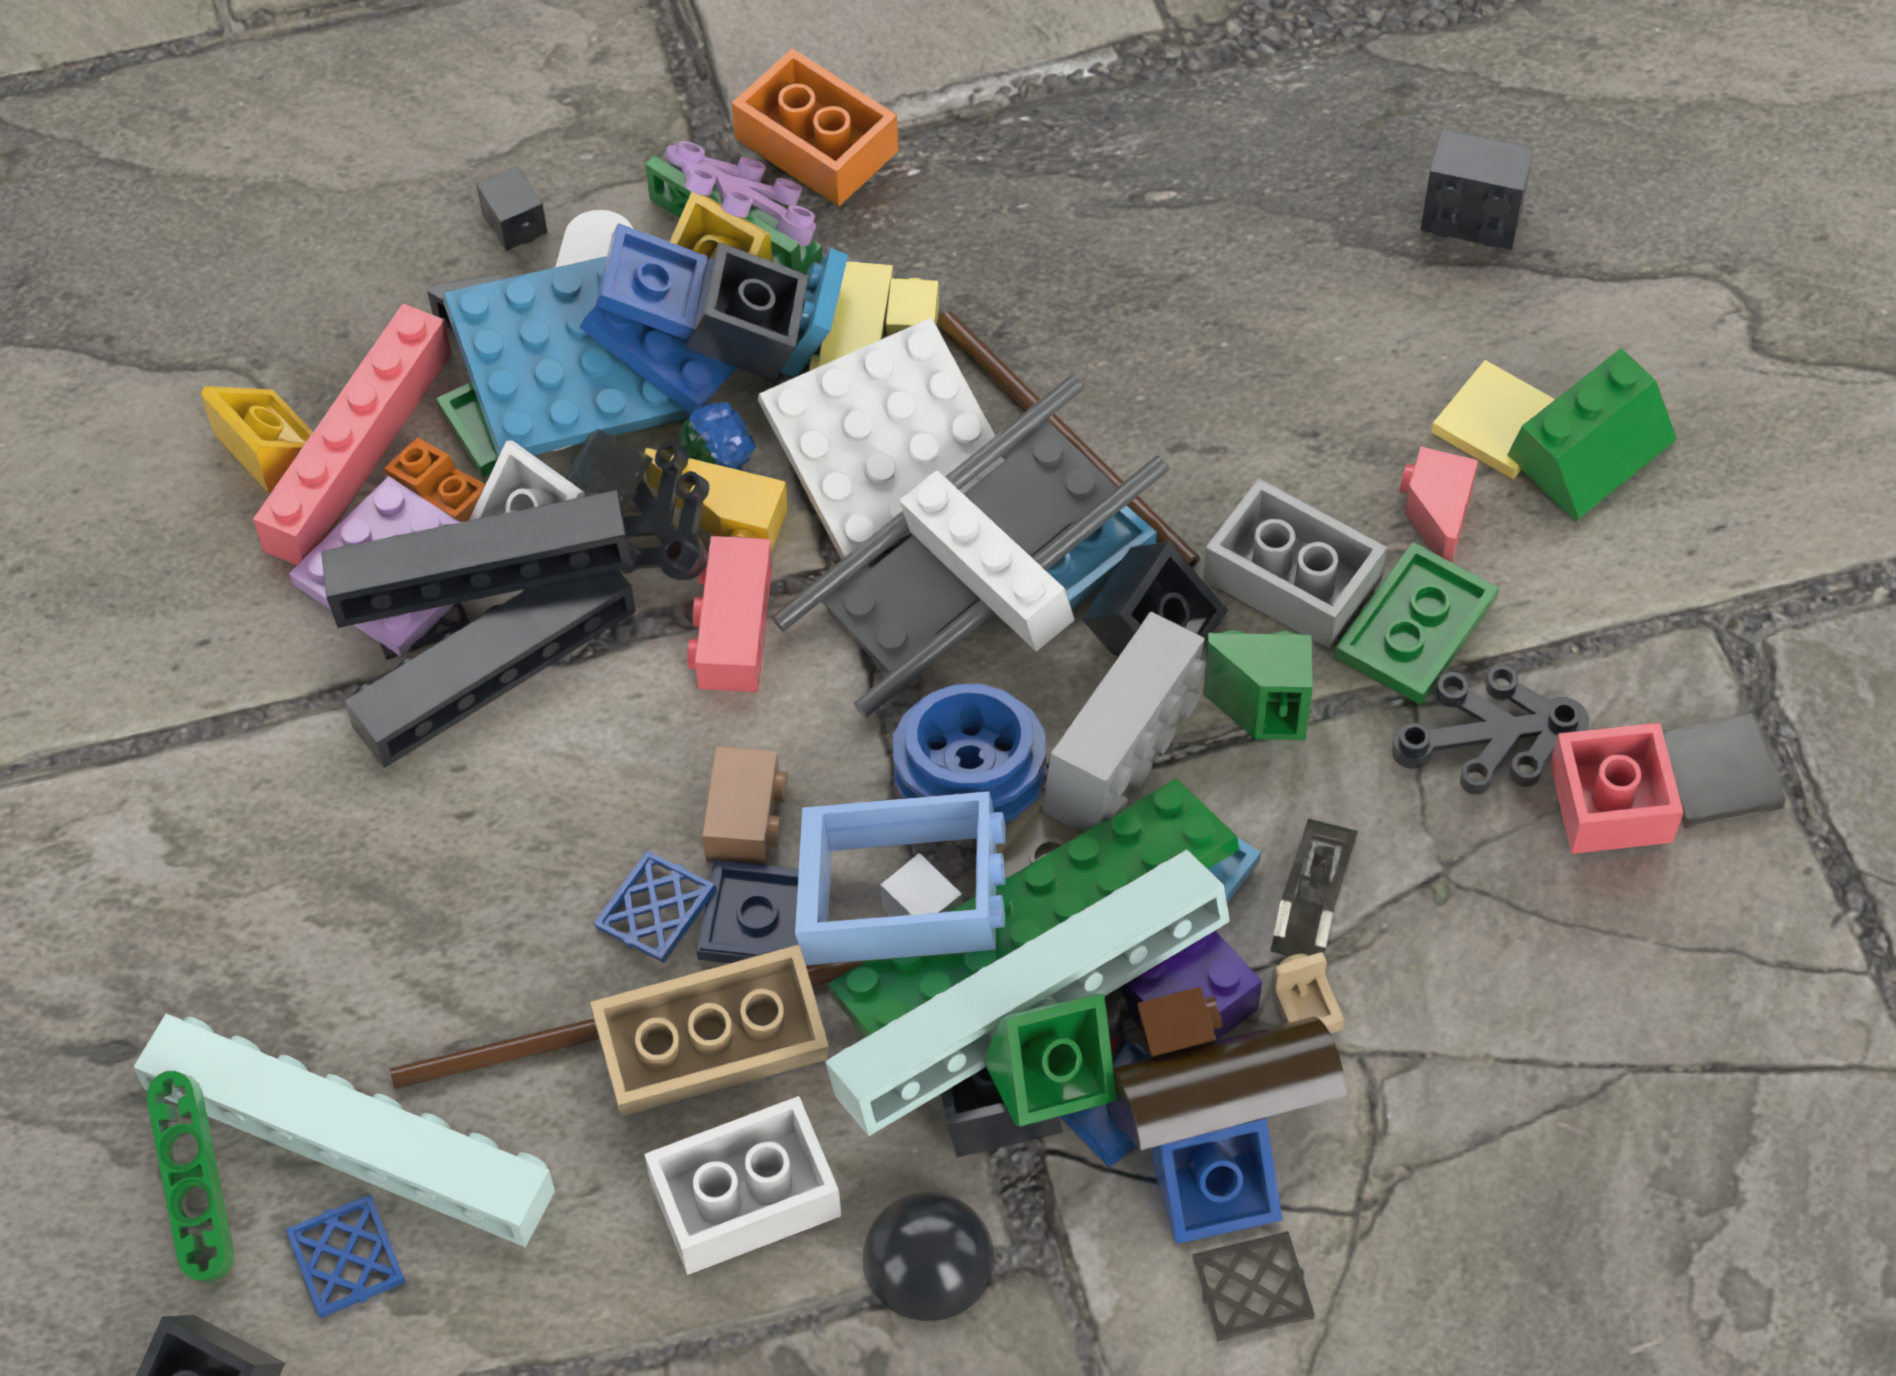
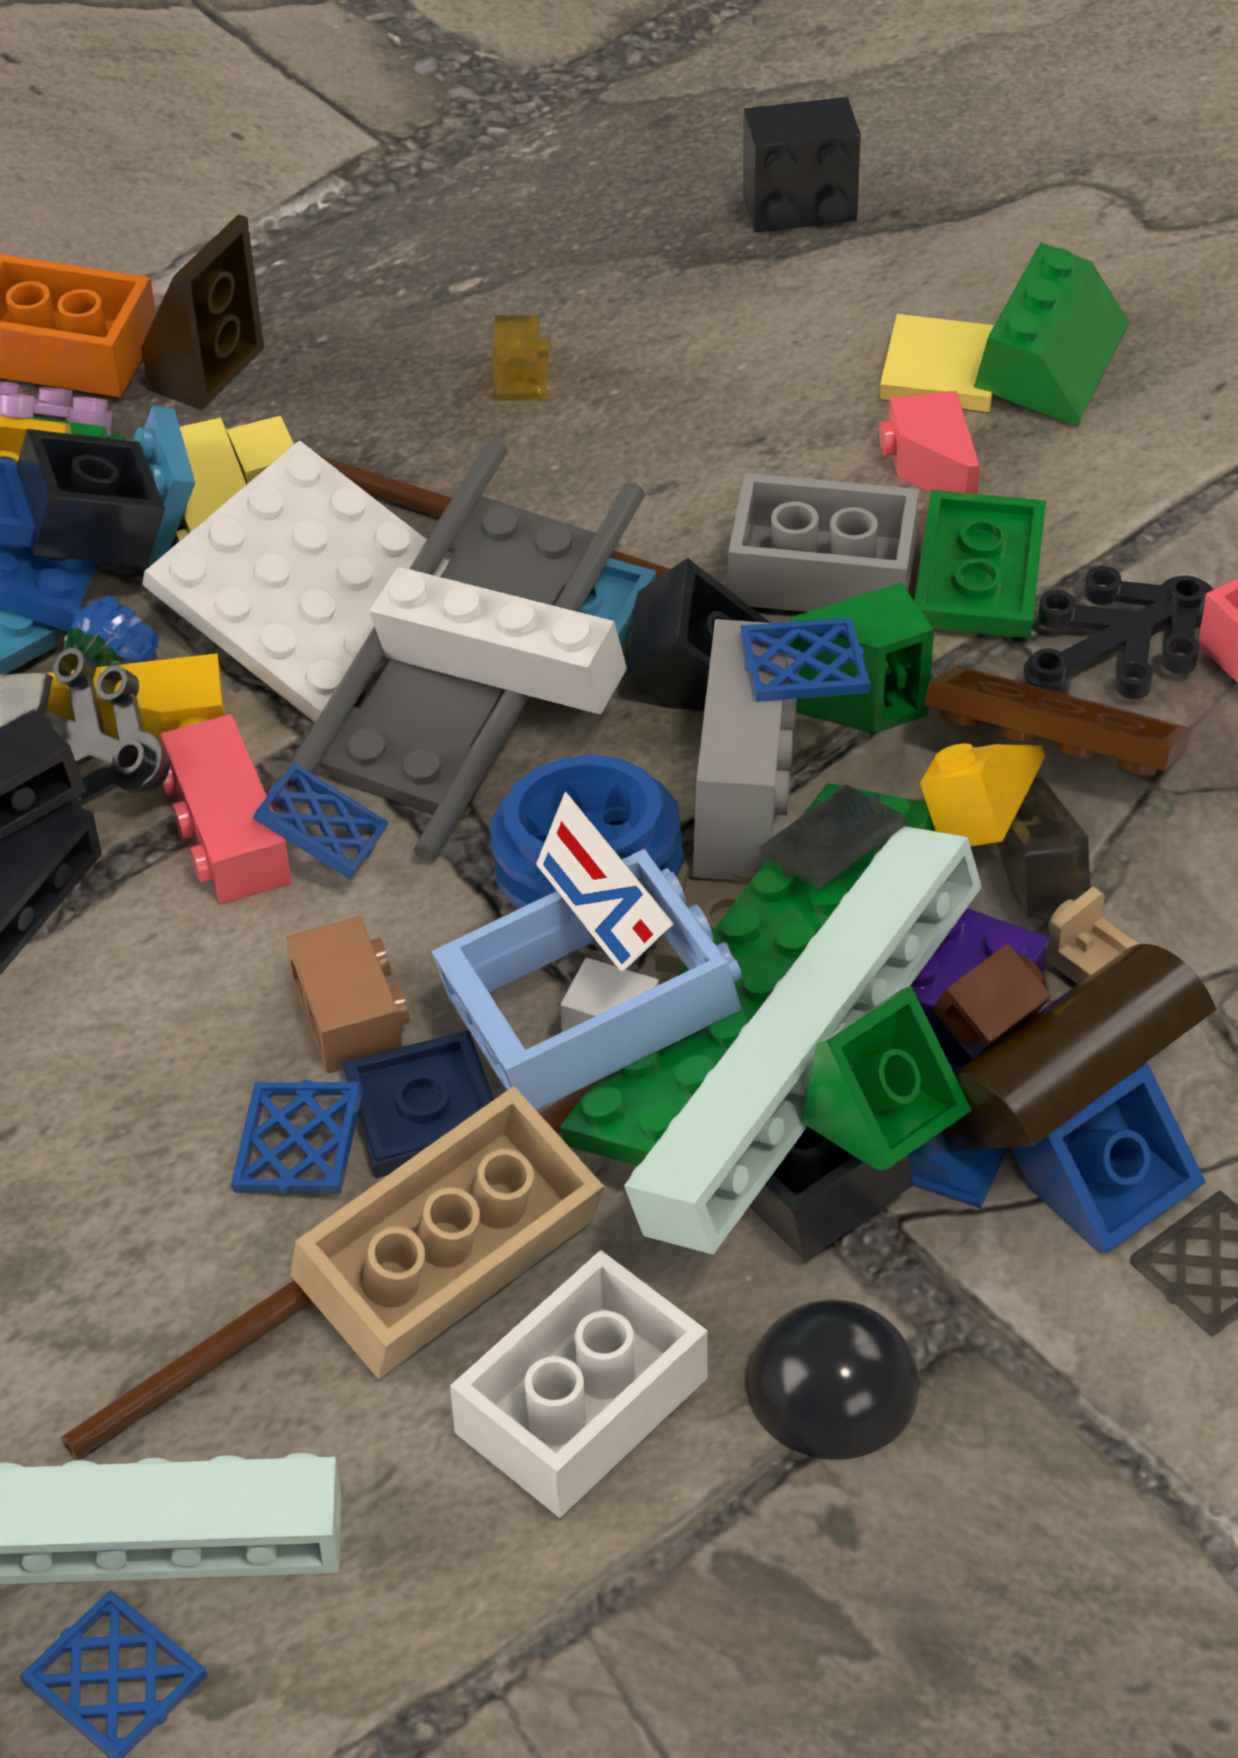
camera: 25 degrees left, 10 degrees down
(773, 674) = (318, 845): none -> blue window
(923, 173) = (206, 321): none -> dark brown slope
(939, 810) = (600, 887): none -> white sticker
(1139, 834) = (832, 836): none -> clear smoke piece
(1157, 290) = (520, 359): none -> clear yellow brick
(1190, 706) = (800, 686): none -> blue window
(1282, 832) = (979, 788): none -> yellow slope
(1389, 791) = (1076, 723): none -> reddish brown plate

